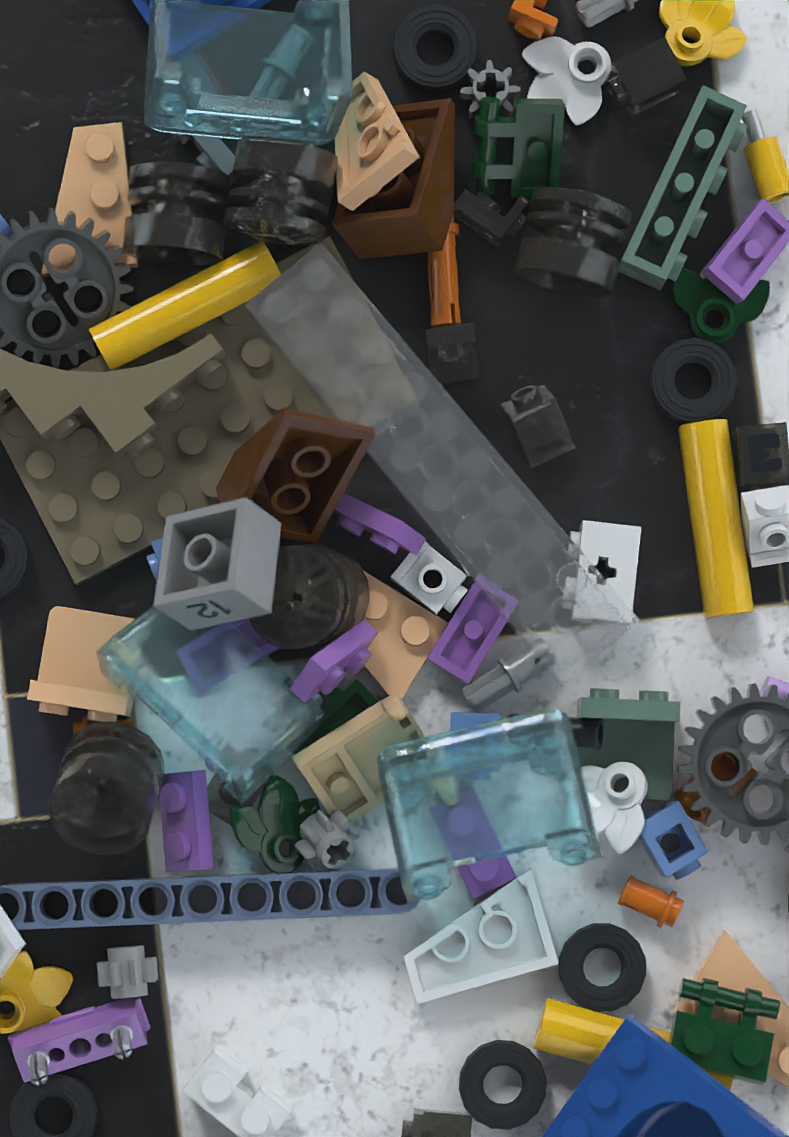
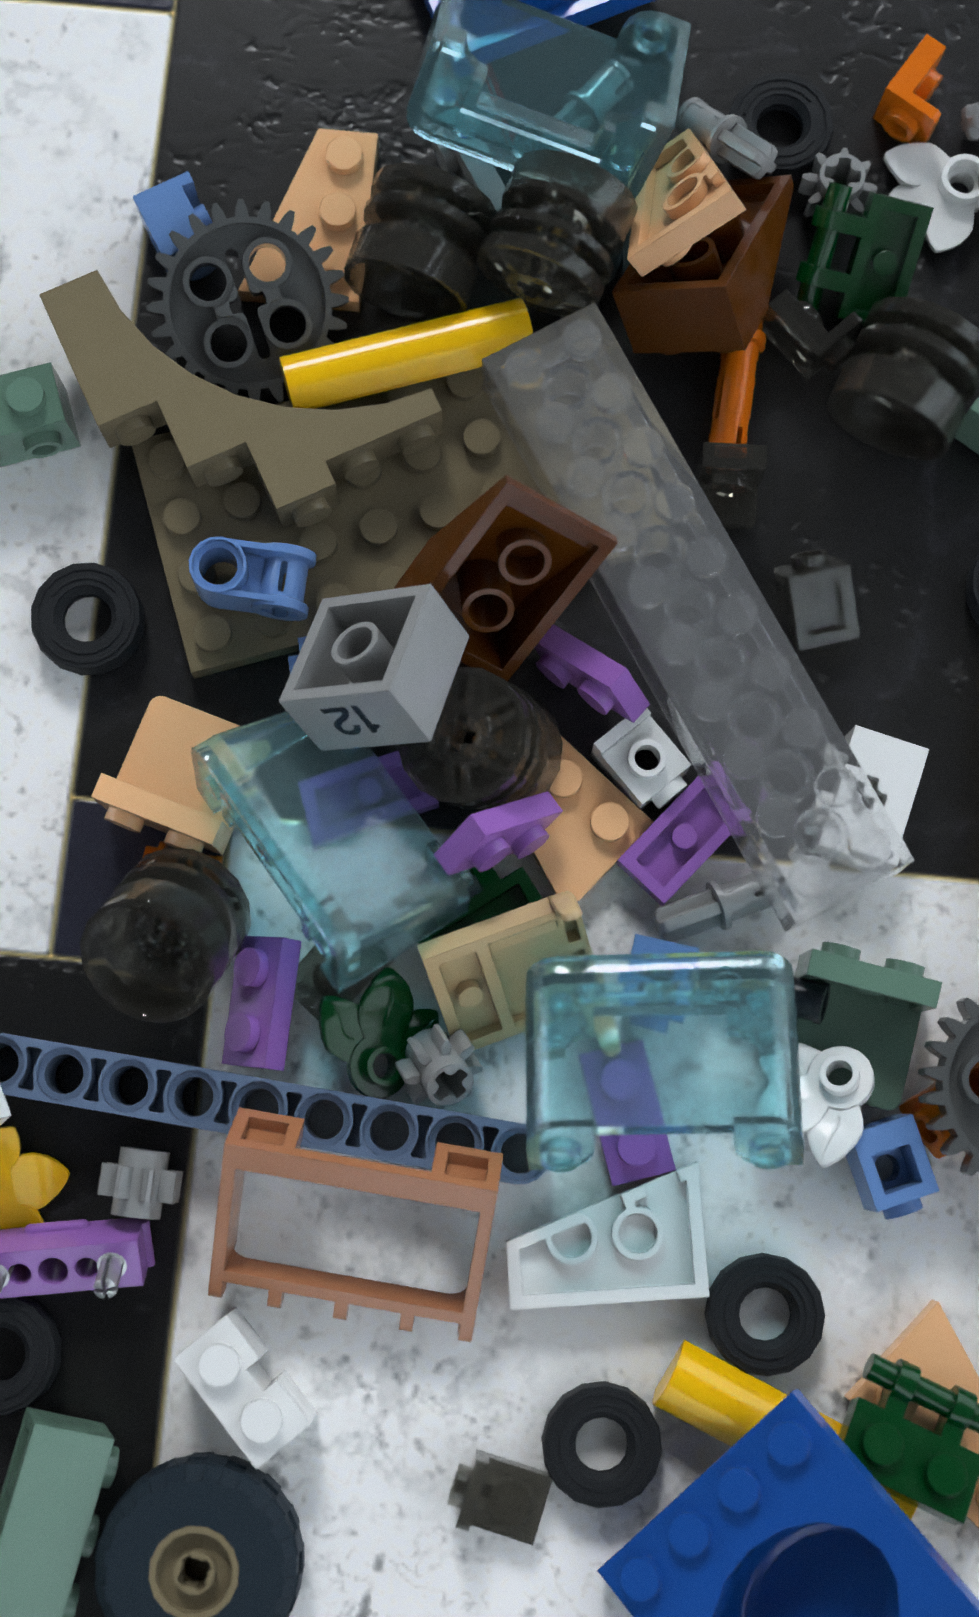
camera: 10 degrees right, 5 degrees down
(111, 504) = (258, 576): none -> medium blue piece
(218, 925) = (271, 1146): none -> nougat hinge
(395, 73) = (727, 138): none -> light grey axle
(651, 901) = (846, 1241): orange pin -> none

